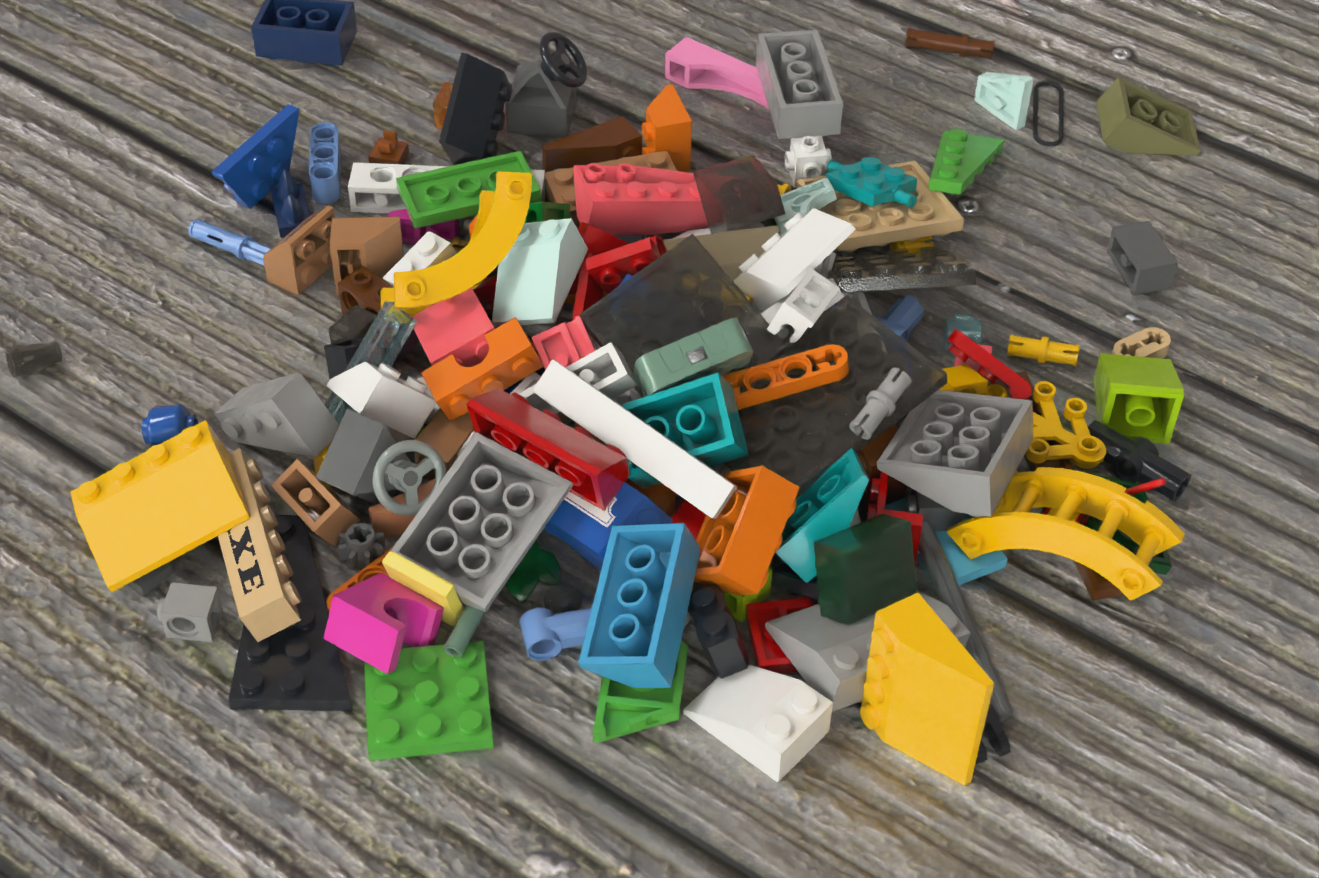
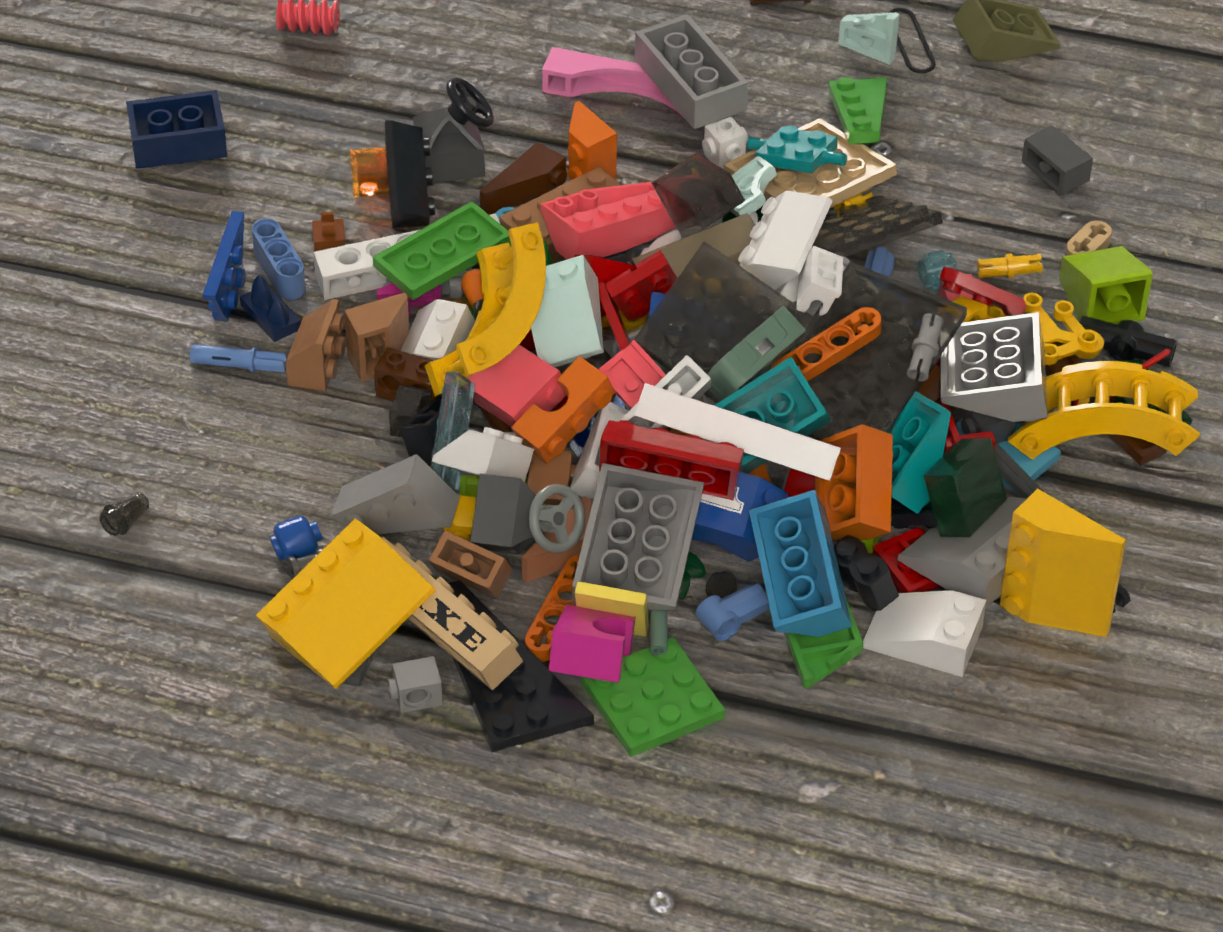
camera: 20 degrees left, 0 degrees up
(360, 545) = (527, 590): dark grey gear -> none

